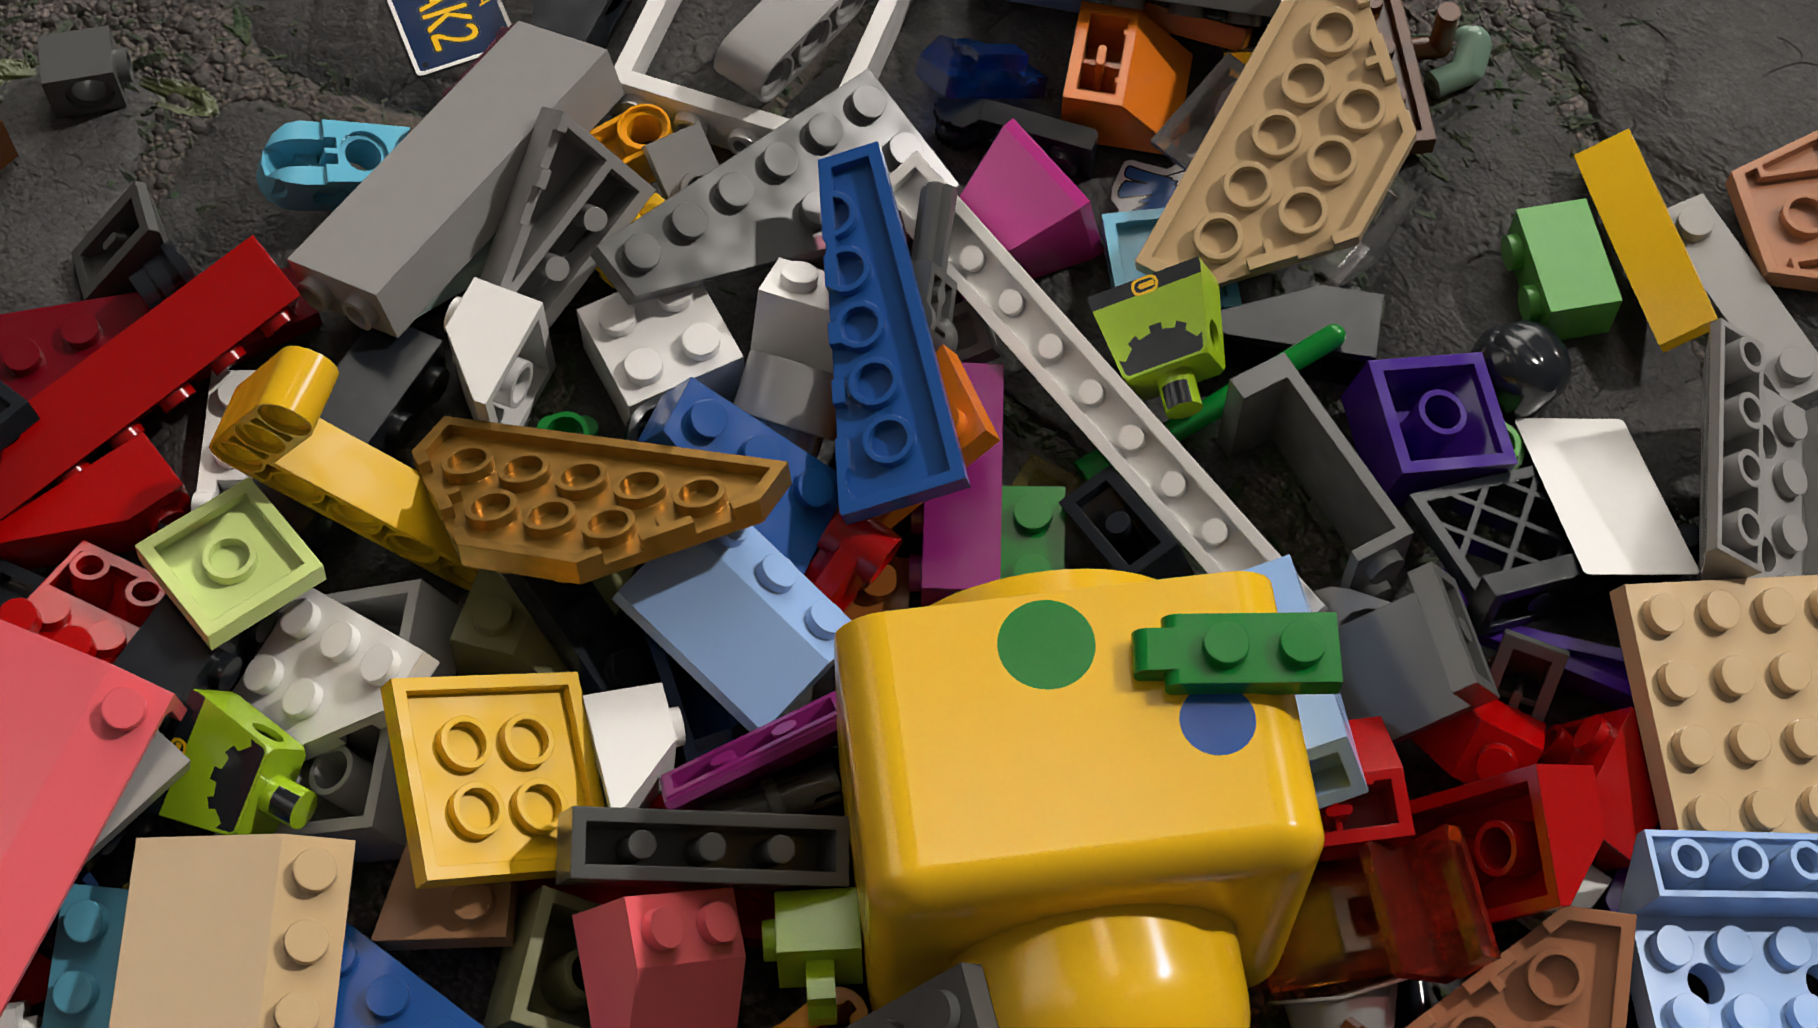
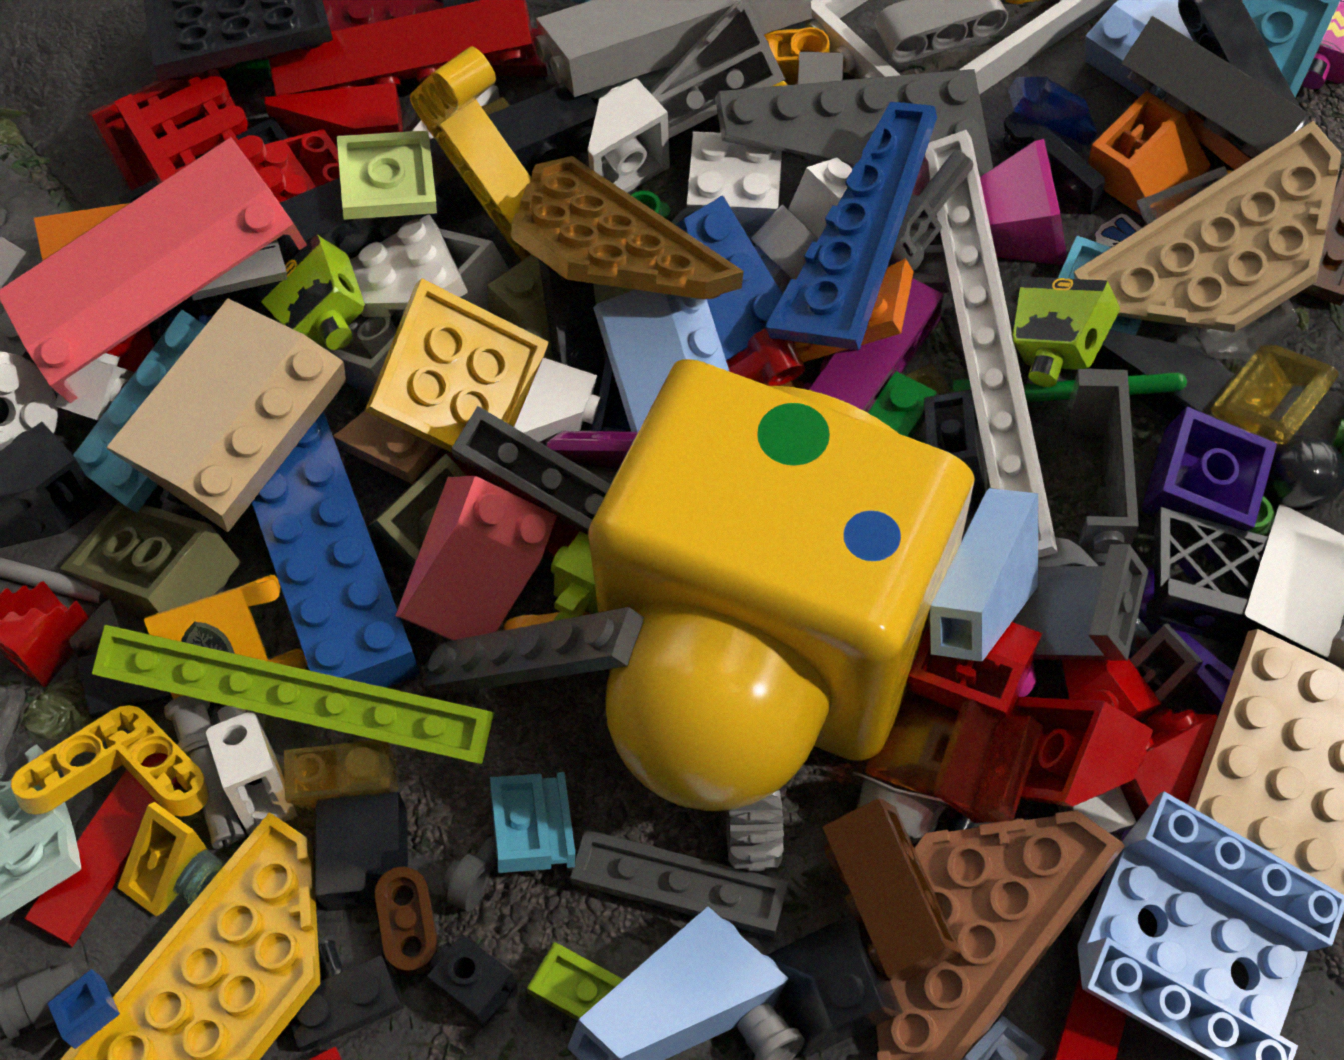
camera: 35 degrees right, 0 degrees up
(1241, 653) = (914, 502): green hinge -> none
(1414, 294) = (1263, 386): none -> clear yellow tile

